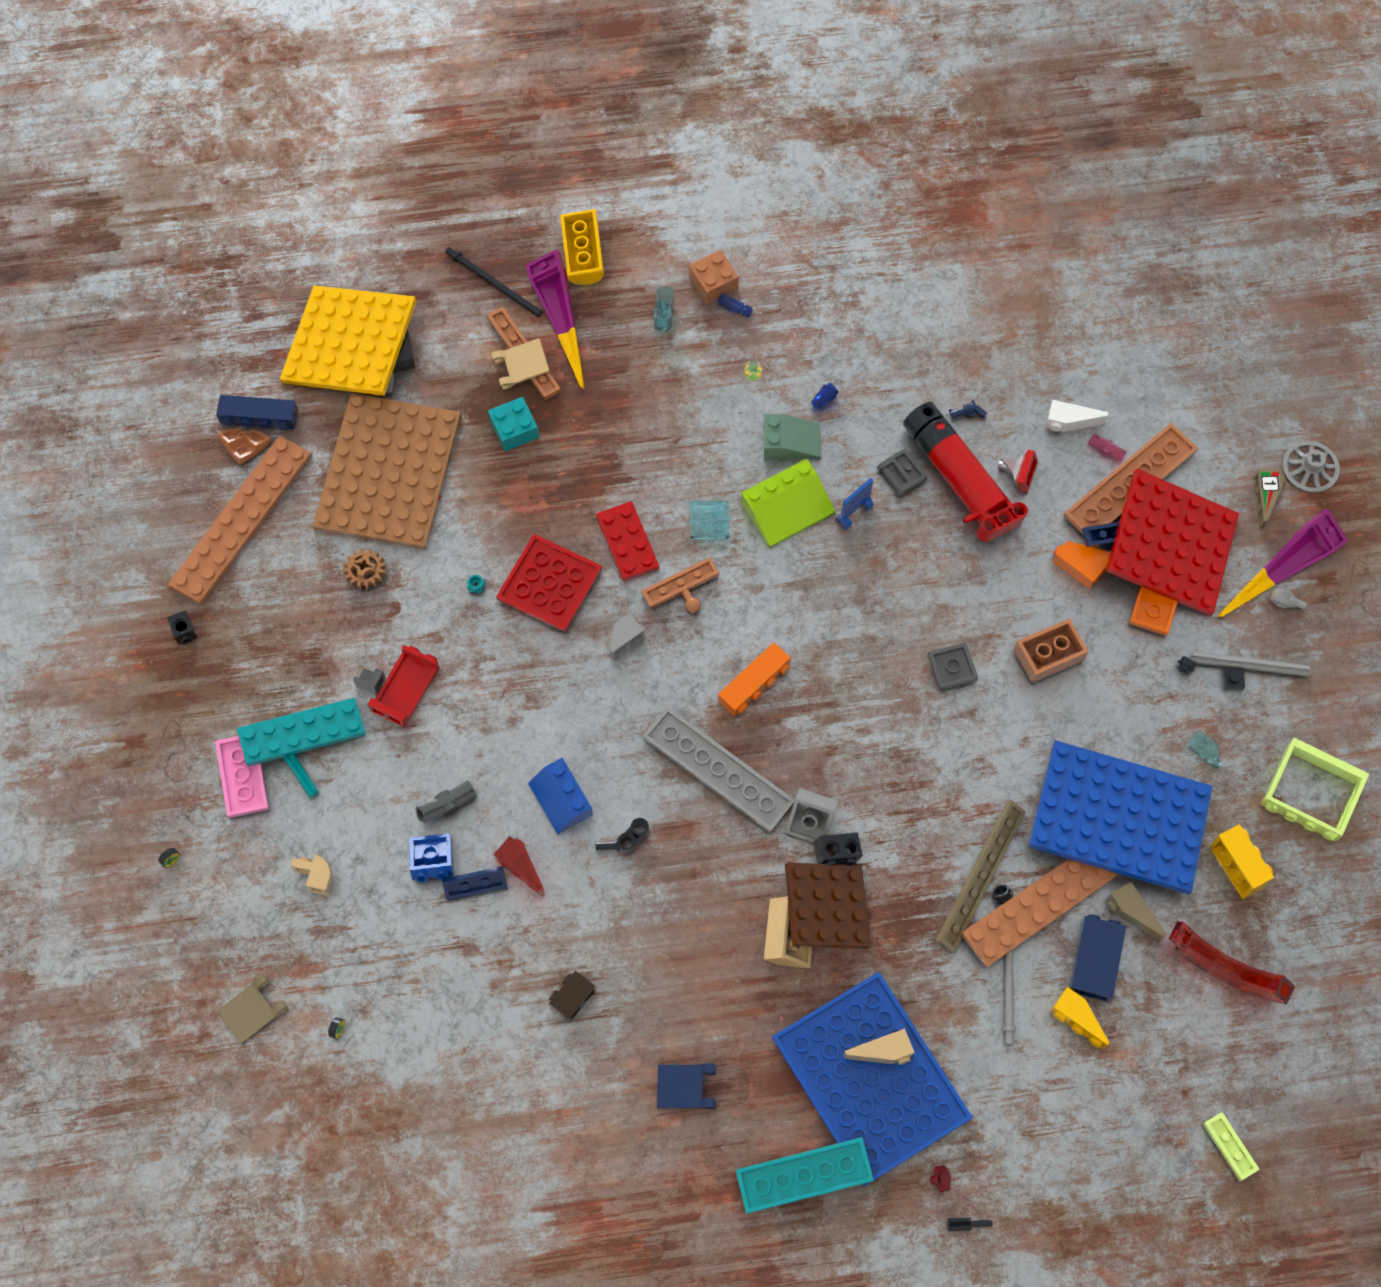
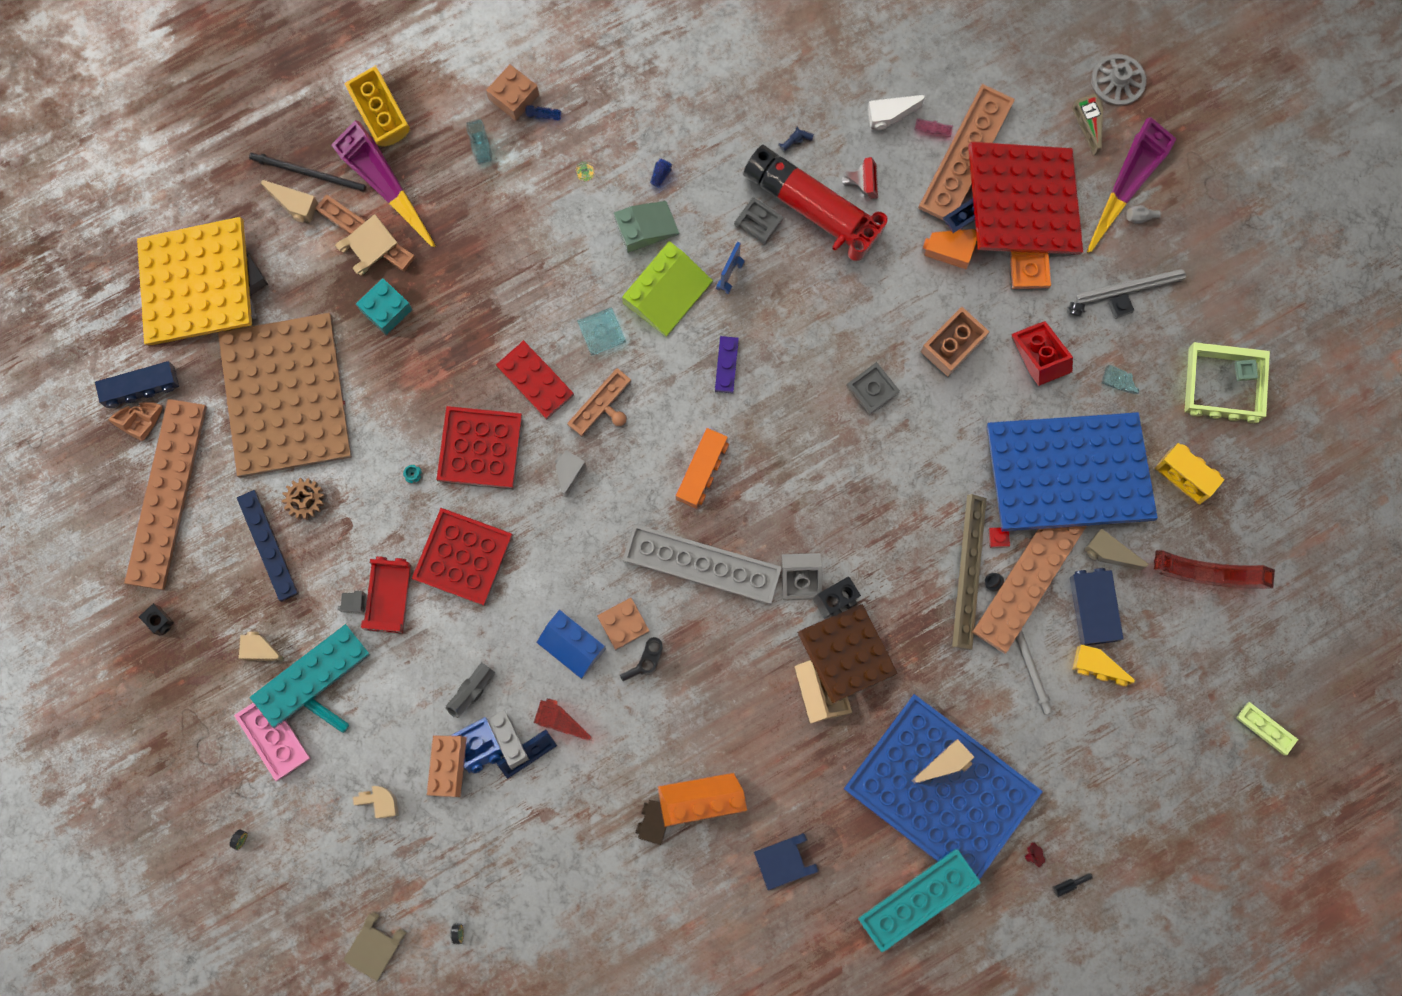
camera: 20 degrees left, 10 degrees up
(262, 689) = (257, 648): none -> tan slope
(313, 600) = (267, 545): none -> dark blue plate
(393, 864) = (446, 766): none -> nougat plate
(462, 861) = (507, 739): none -> light grey plate
(472, 305) = (296, 203): none -> tan slope
(490, 676) = (462, 556): none -> red plate
(619, 797) = (623, 623): none -> nougat plate
(626, 991) = (701, 799): none -> orange slope
(817, 593) = (726, 364): none -> dark purple plate
(1023, 854) = (997, 538): none -> red plate
(1136, 694) = (1043, 353): none -> red slope
(1337, 782) = (1246, 370): none -> sand green plate

